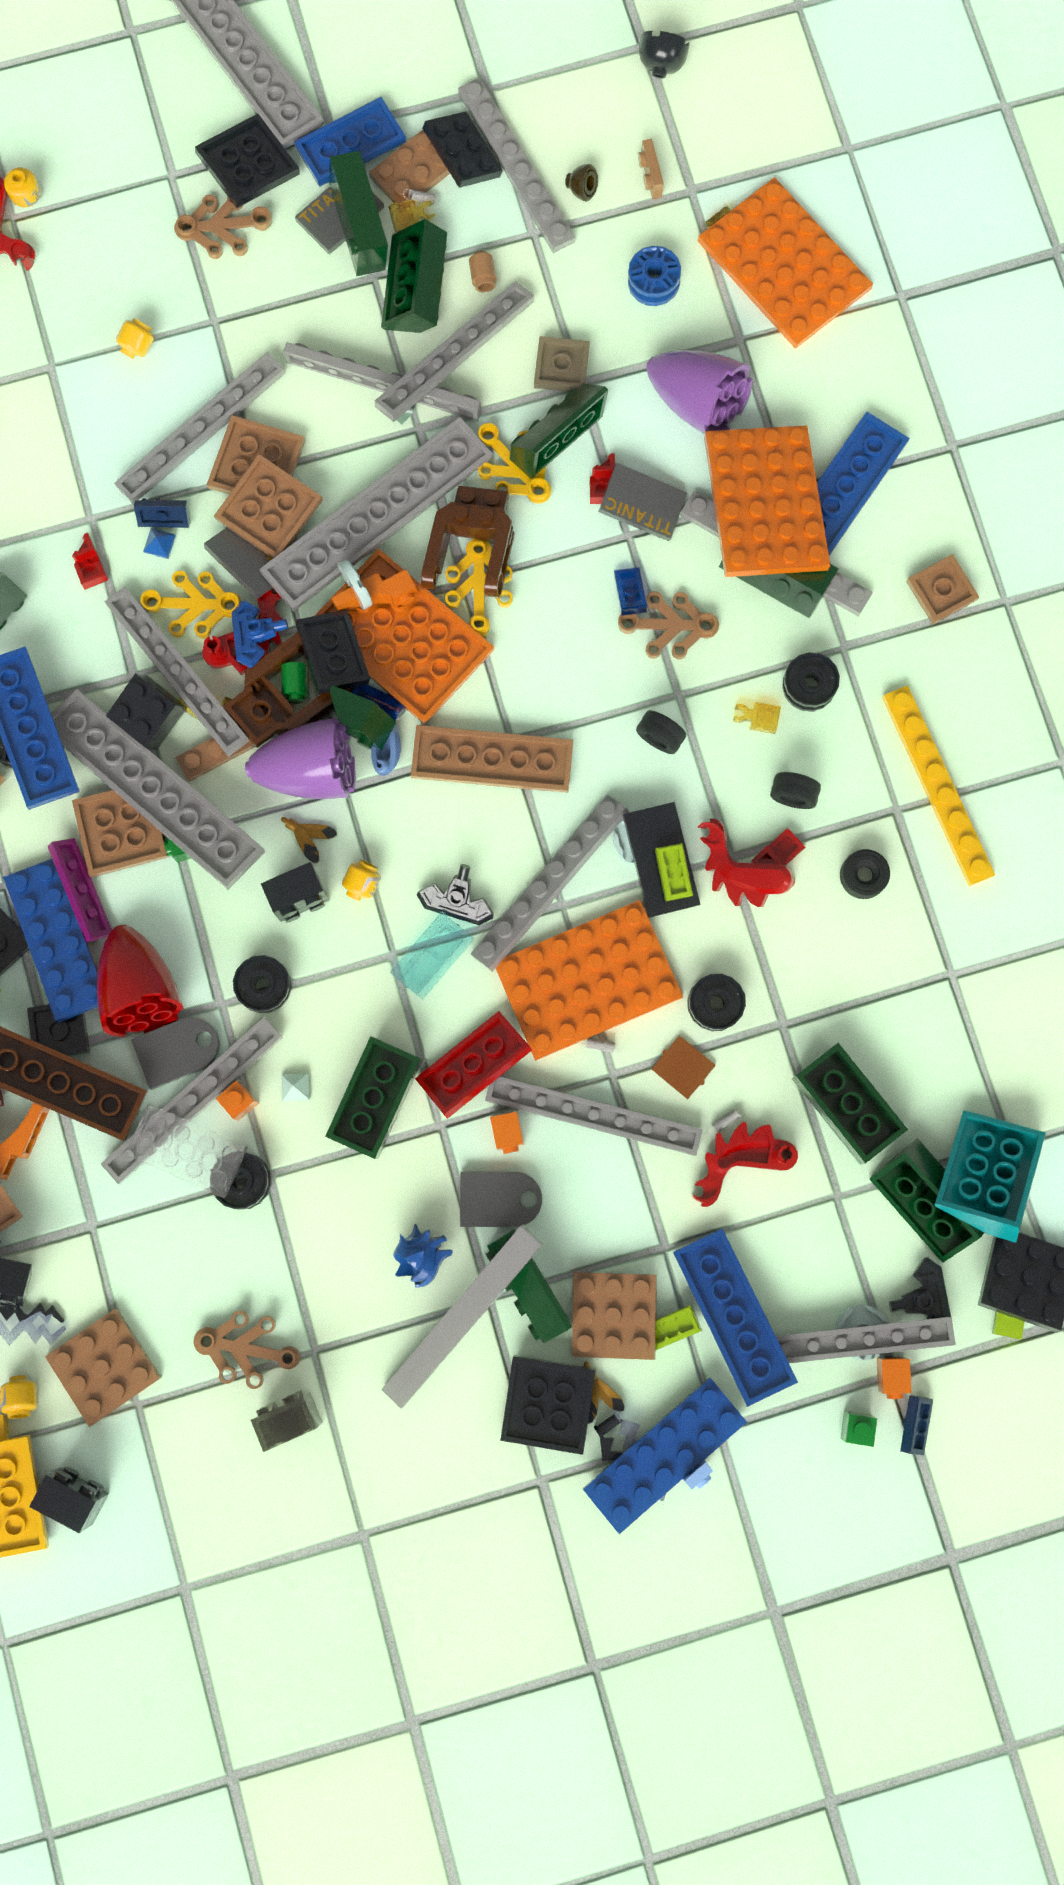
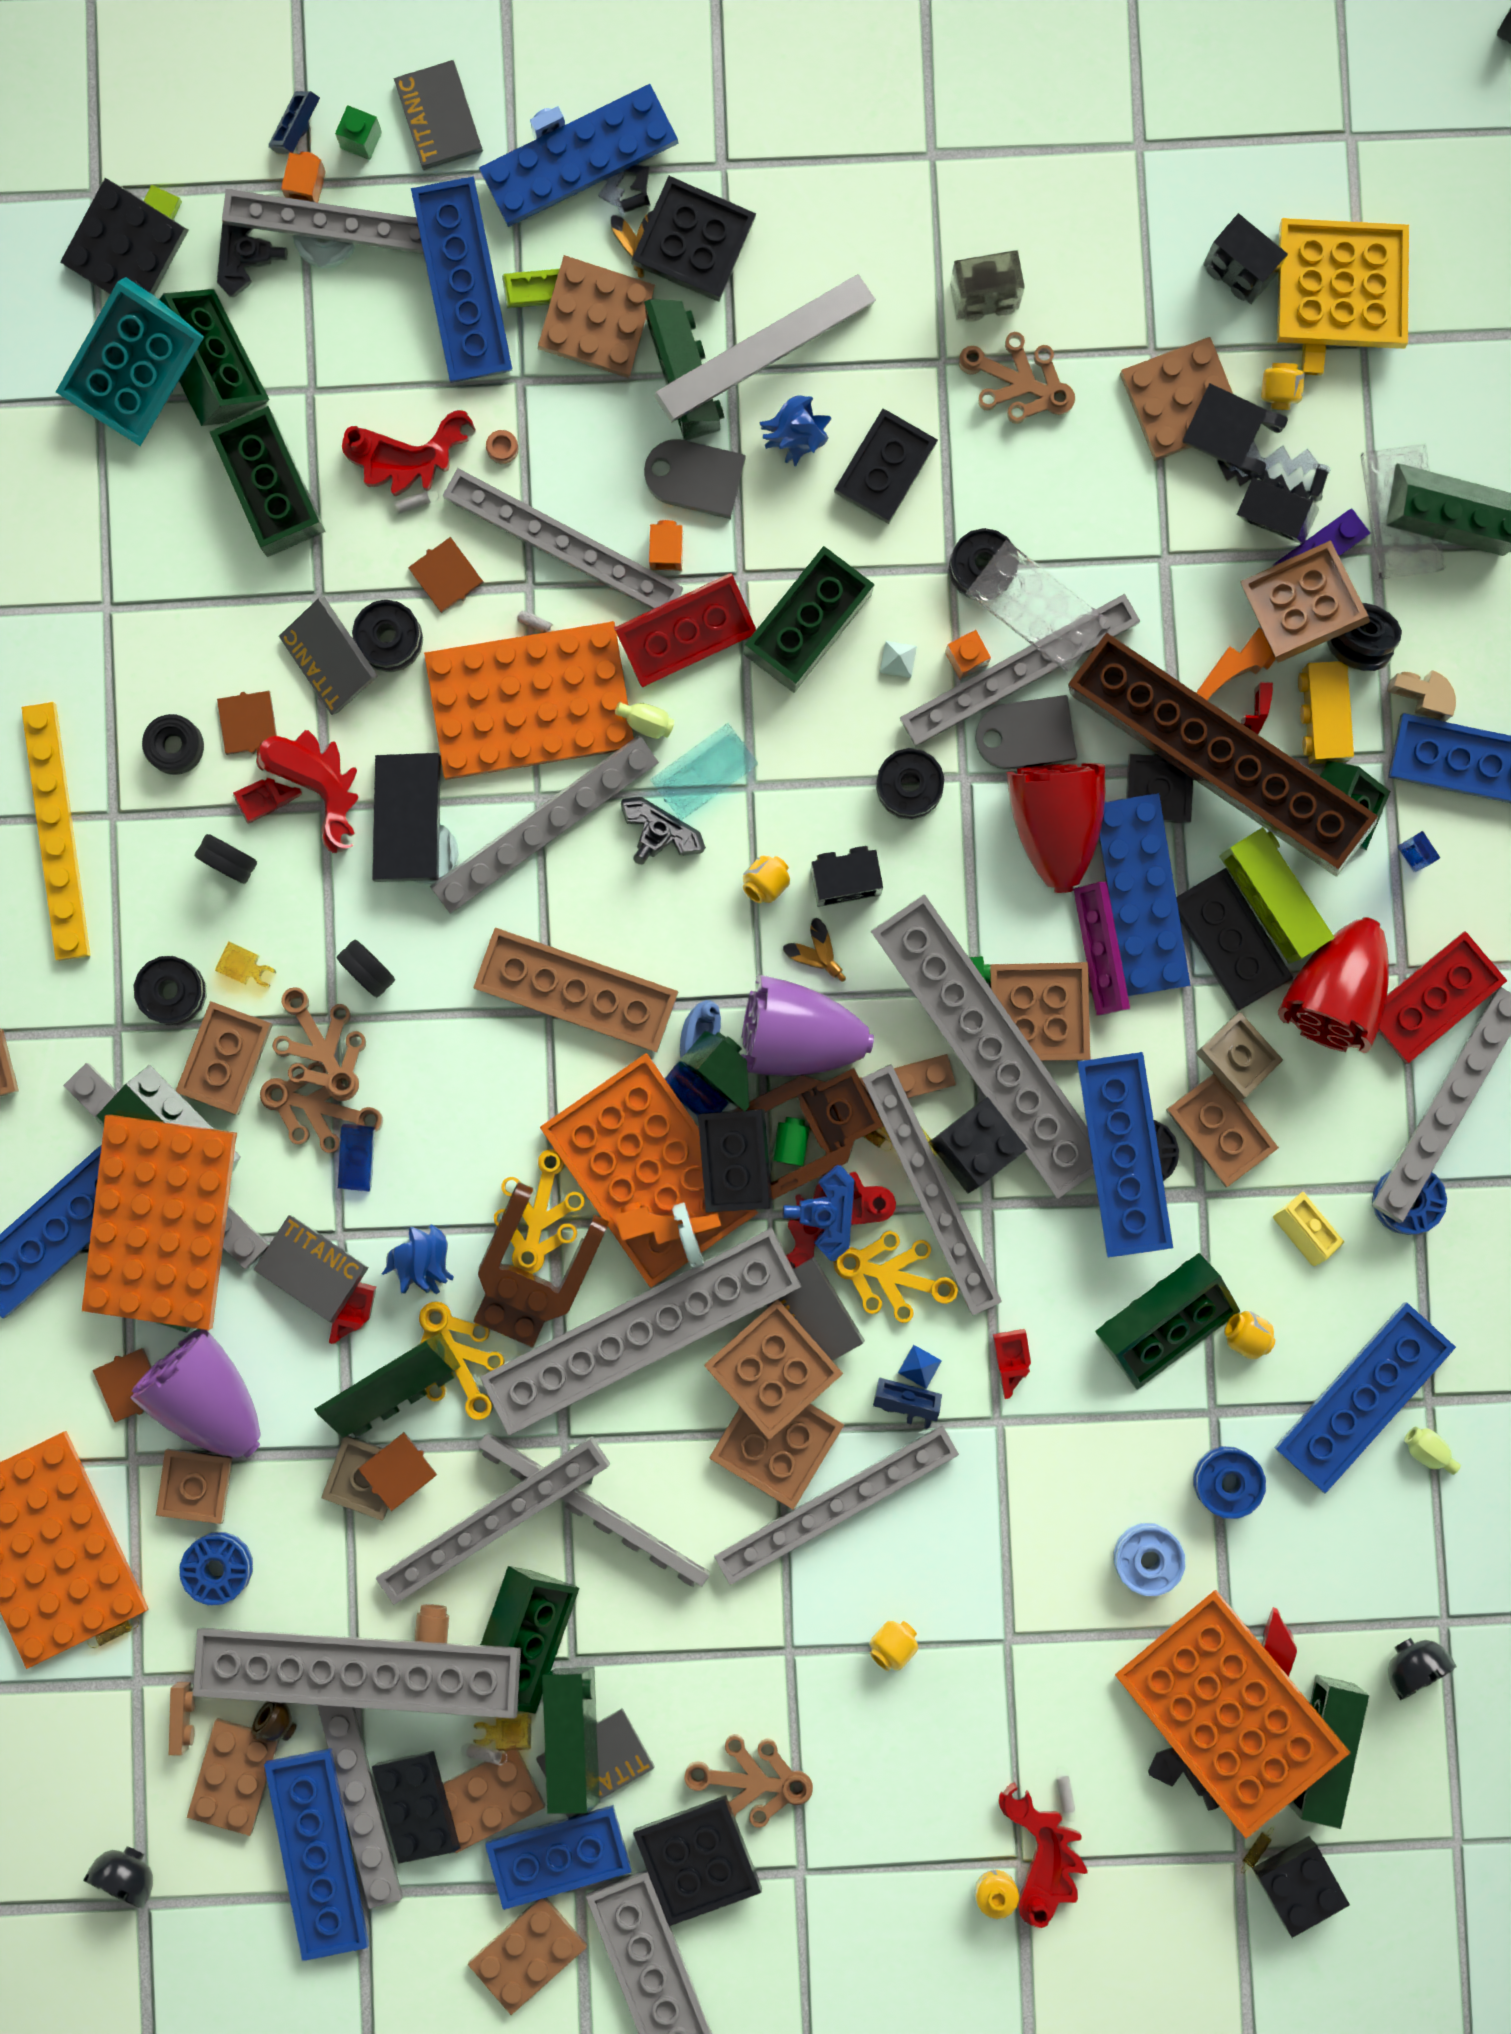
camera: 165 degrees left, 5 degrees up
(57, 1349) = (1227, 427): none -> black flag
(340, 1246) = (885, 466): none -> black plate
(357, 74) = (527, 1954): none -> medium nougat plate
(488, 984) = (646, 719): none -> yellowish green plant
(526, 102) = (316, 1854): none -> blue plate
(527, 222) = (357, 1672): none -> light grey plate
(536, 371) = (397, 1471): none -> dark orange piece
(559, 524) = (420, 1260): none -> blue hair
(603, 139) = (231, 1778): none -> medium nougat plate
(665, 1185) = (502, 446): none -> nougat tile
(673, 872) = (395, 794): lime plate -> none
(678, 665) = (322, 1050): none -> medium nougat plant
(687, 327) = (194, 1486): none -> medium nougat plate
(754, 642) = (224, 1058): none -> medium nougat plate
(759, 973) = (328, 655): none -> dark grey tile
(765, 391) = (117, 1381): none -> dark orange piece
(796, 1464) = (438, 114): none -> dark grey tile
(810, 908) = (246, 721): none -> dark orange piece

